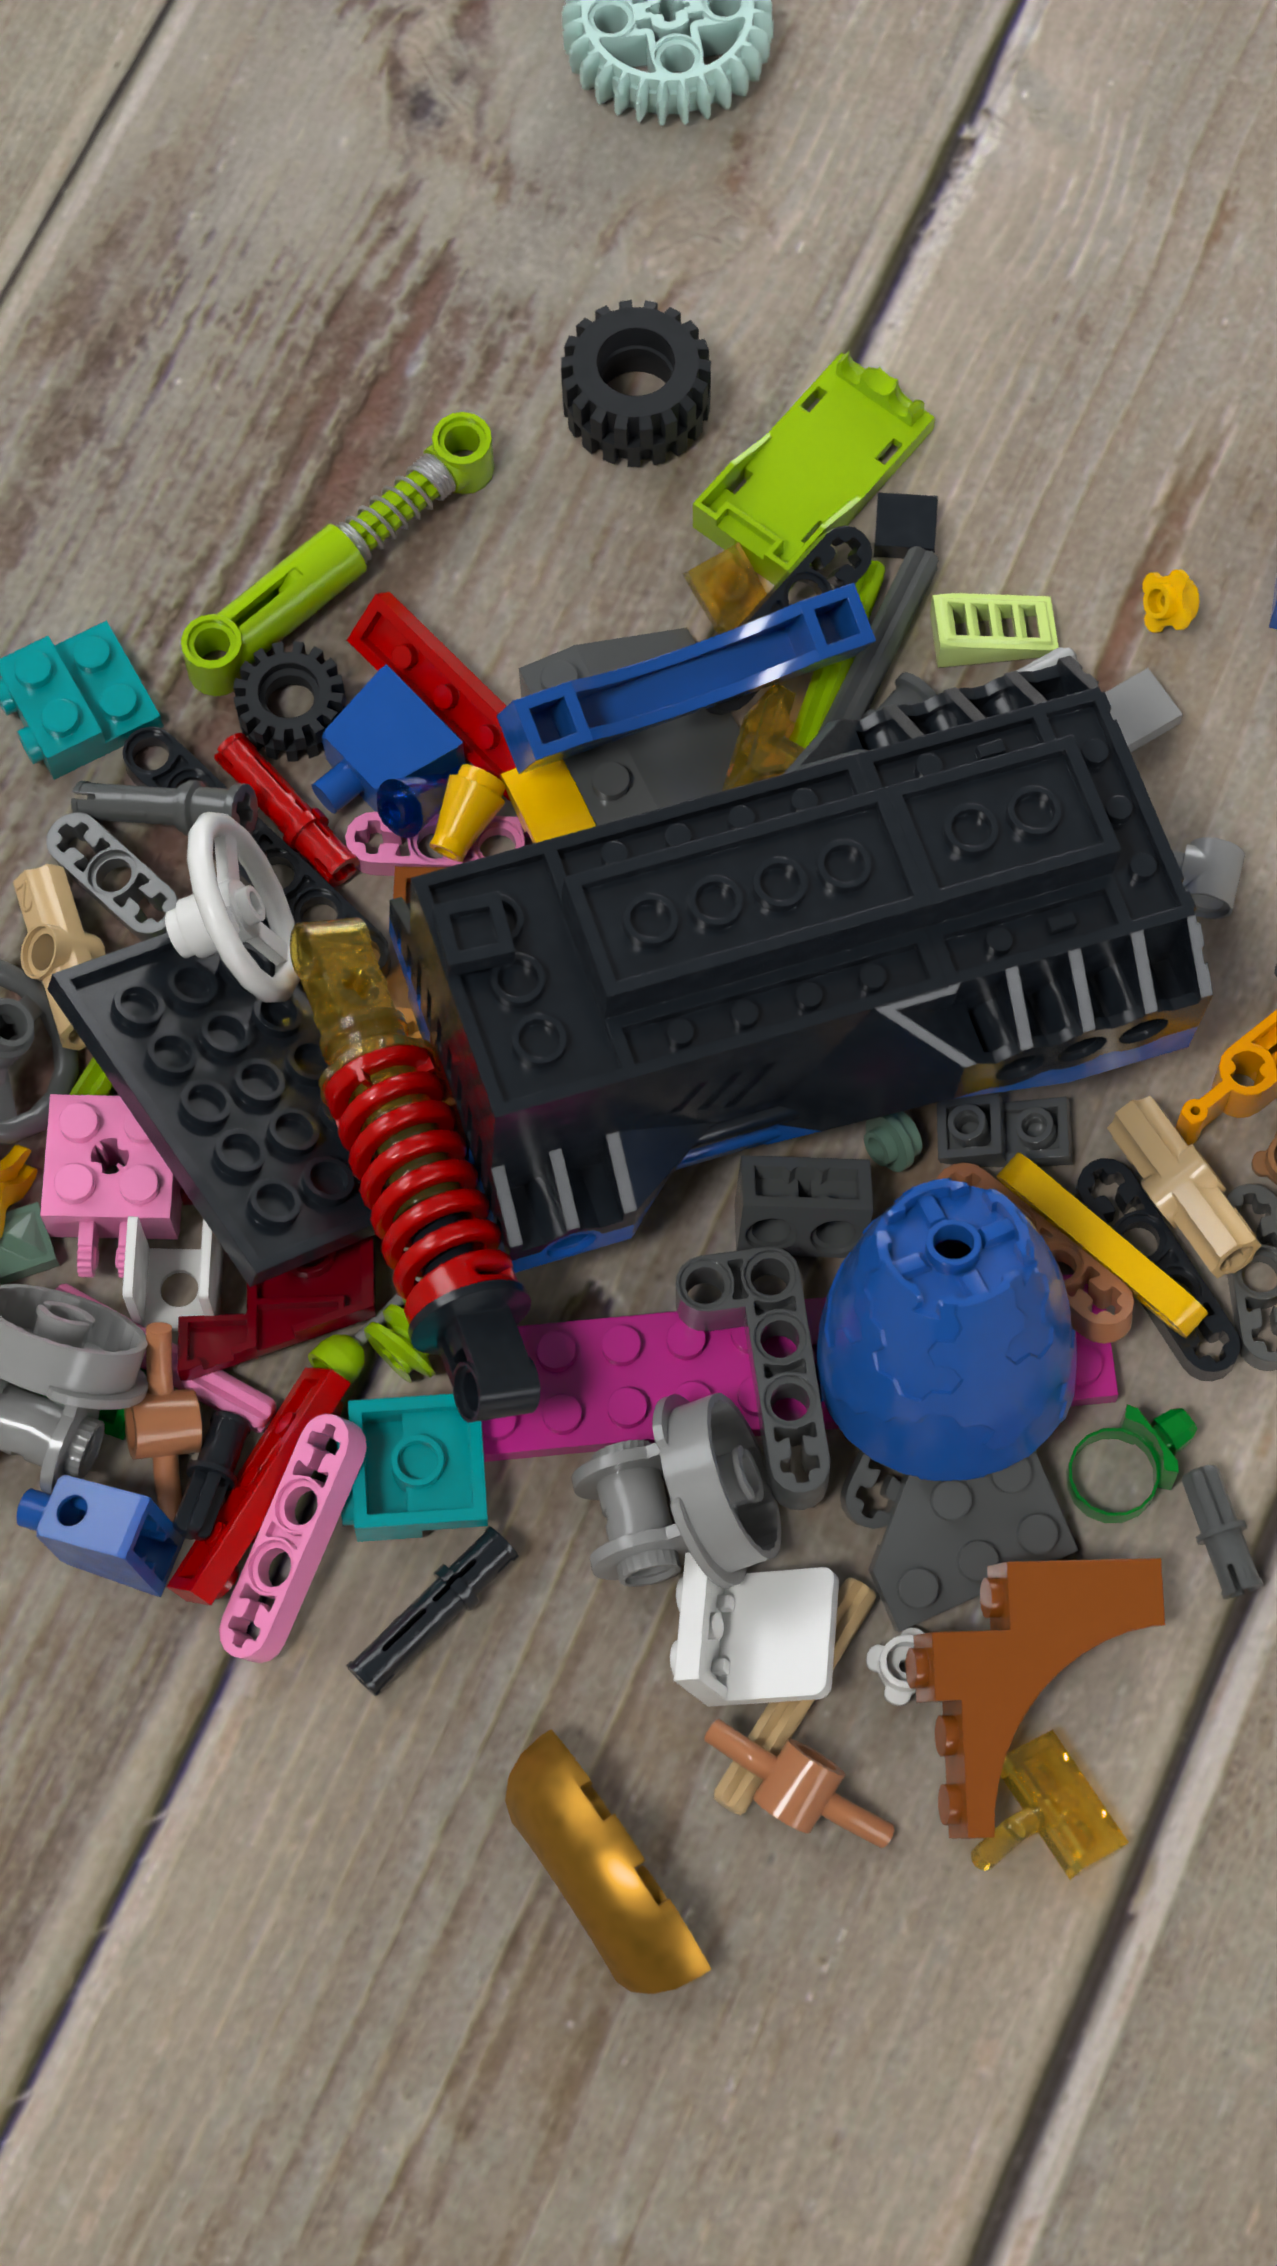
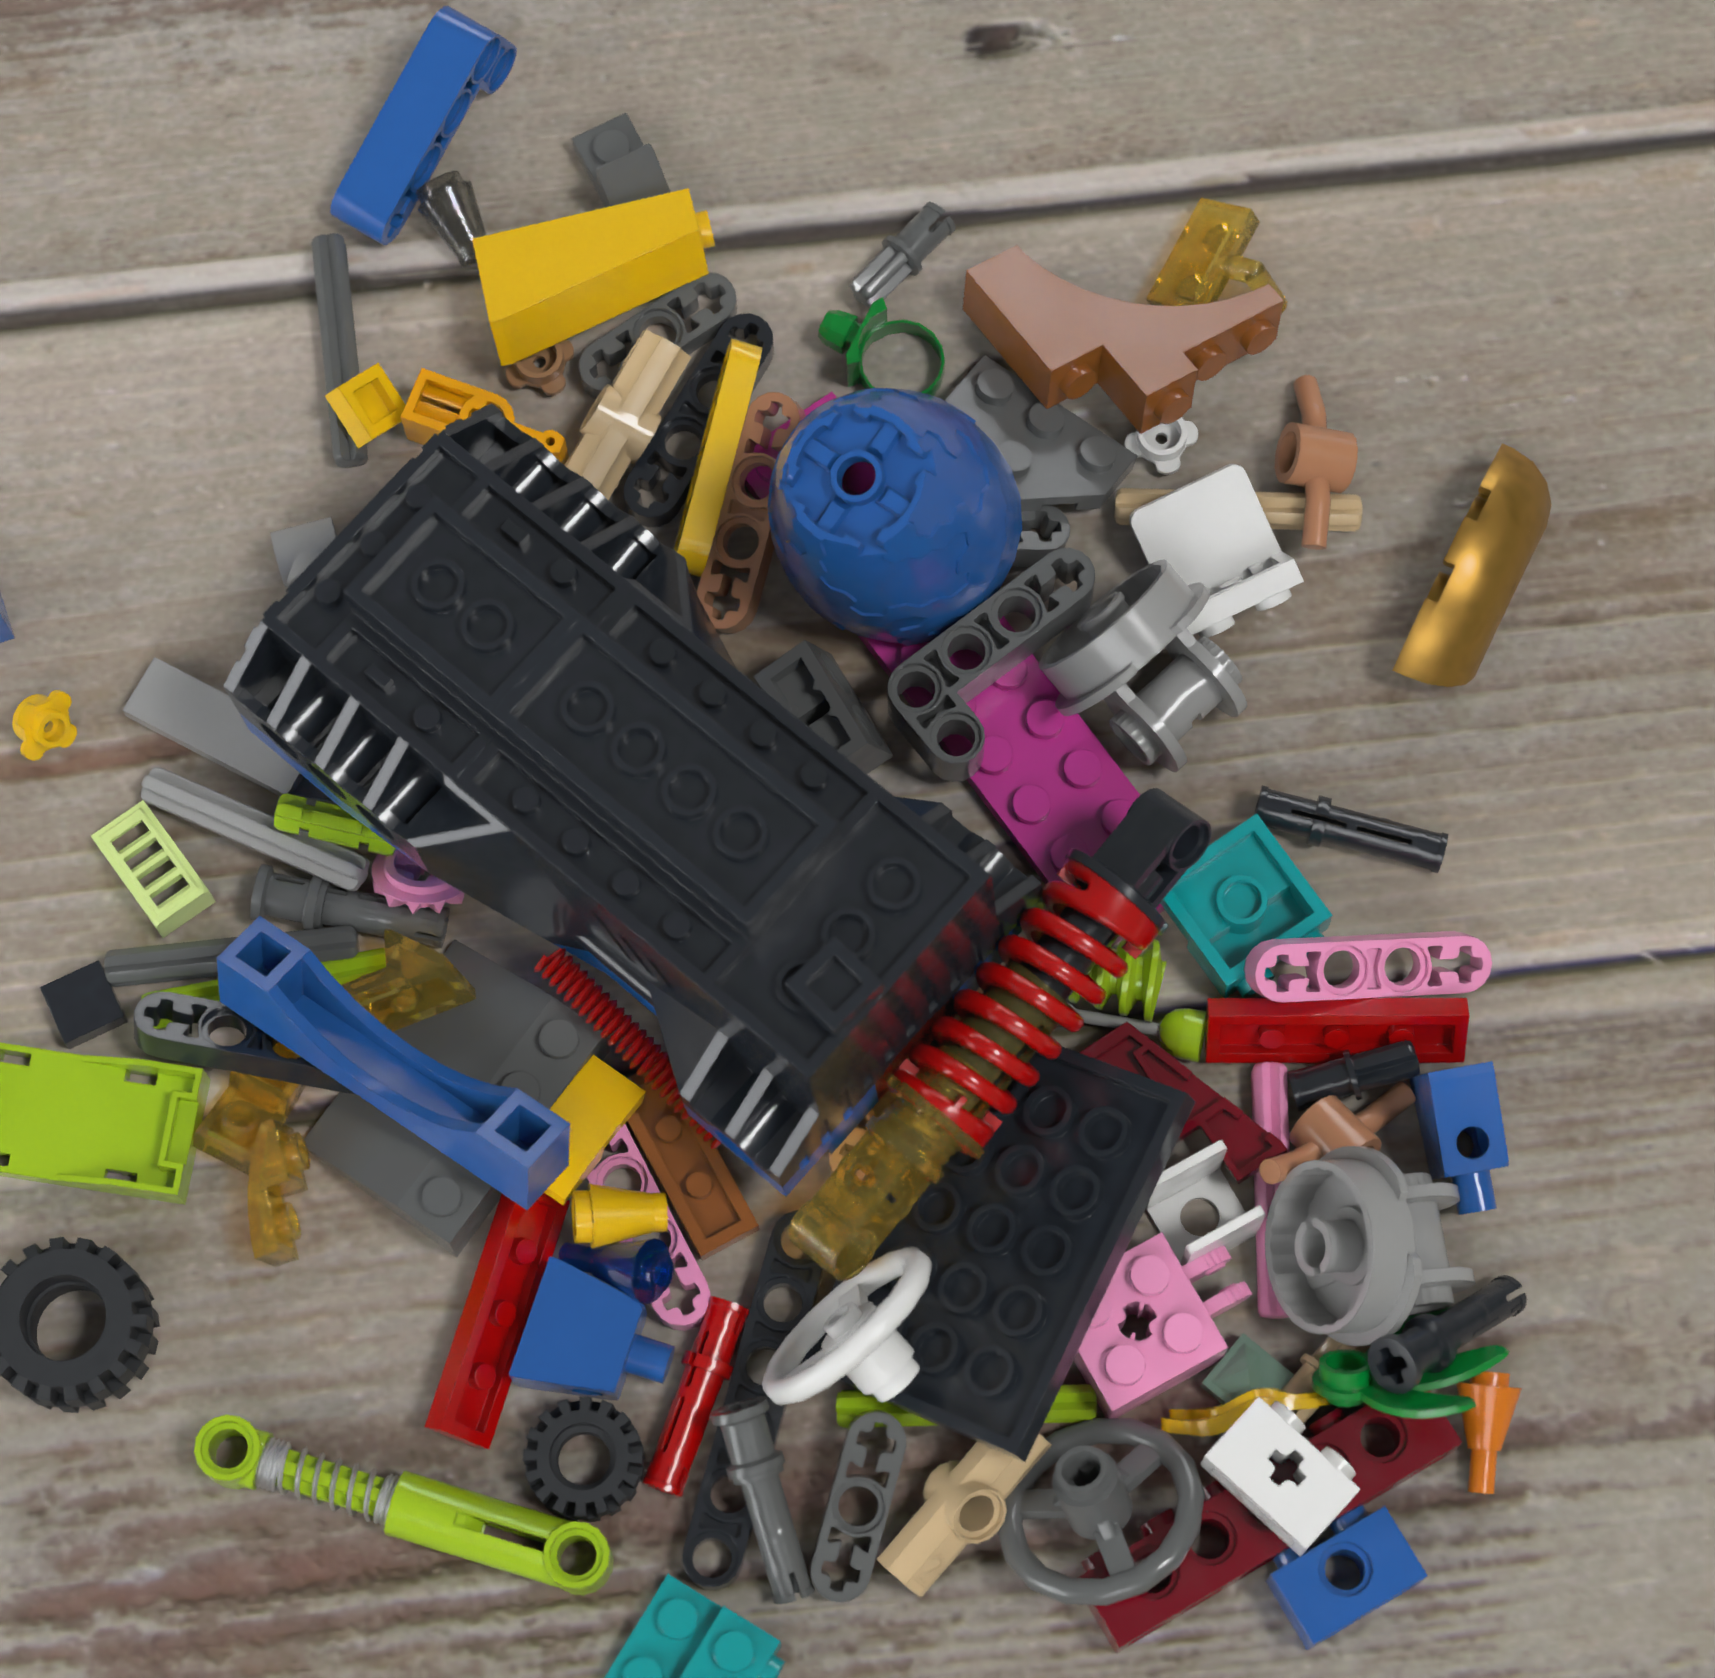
camera: 120 degrees left, 5 degrees up
(671, 587) = (276, 1173): none -> clear yellow slope

